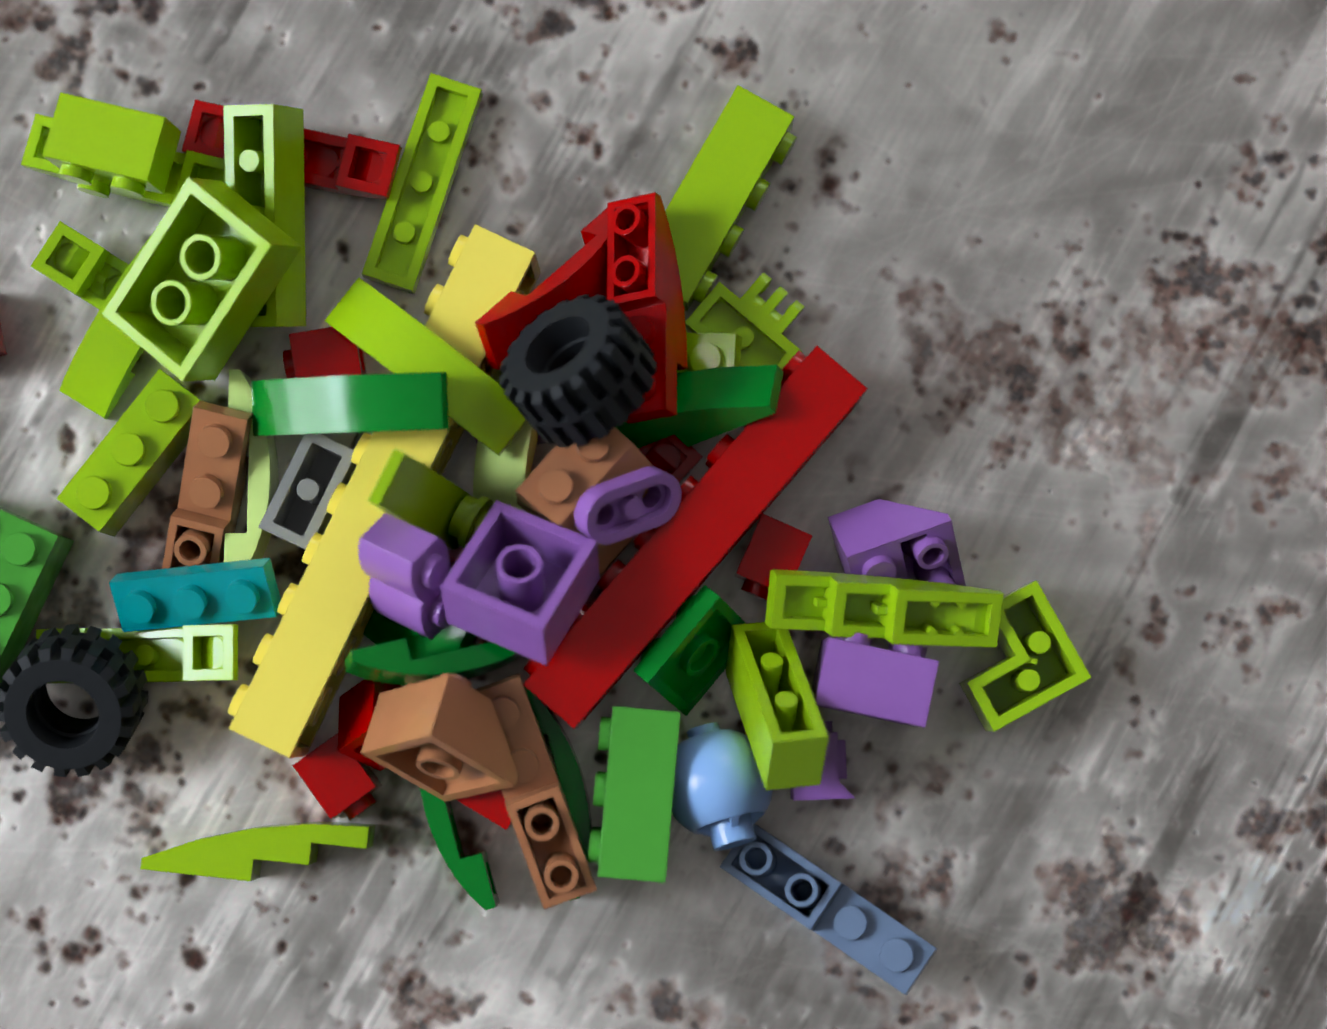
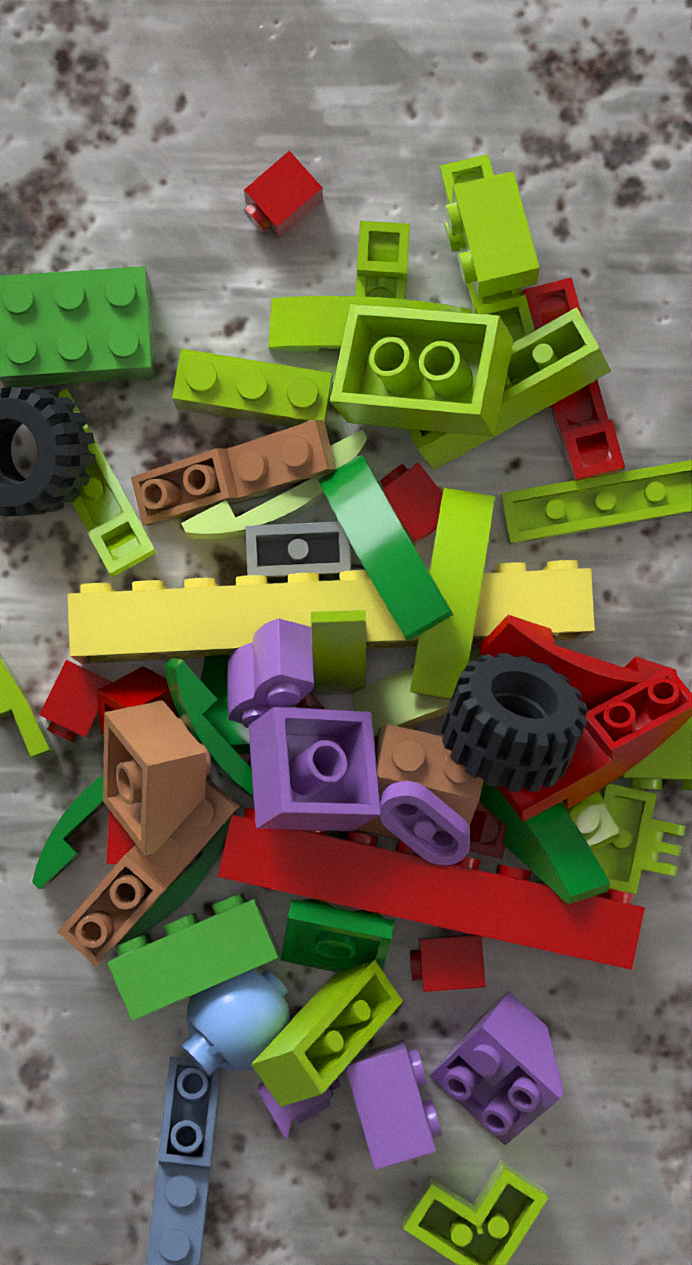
camera: 60 degrees right, 0 degrees up
(196, 595) = (163, 505): teal plate -> none
(468, 518) = (345, 696): lime plate -> none
(884, 608) = (456, 1082): lime slope -> none

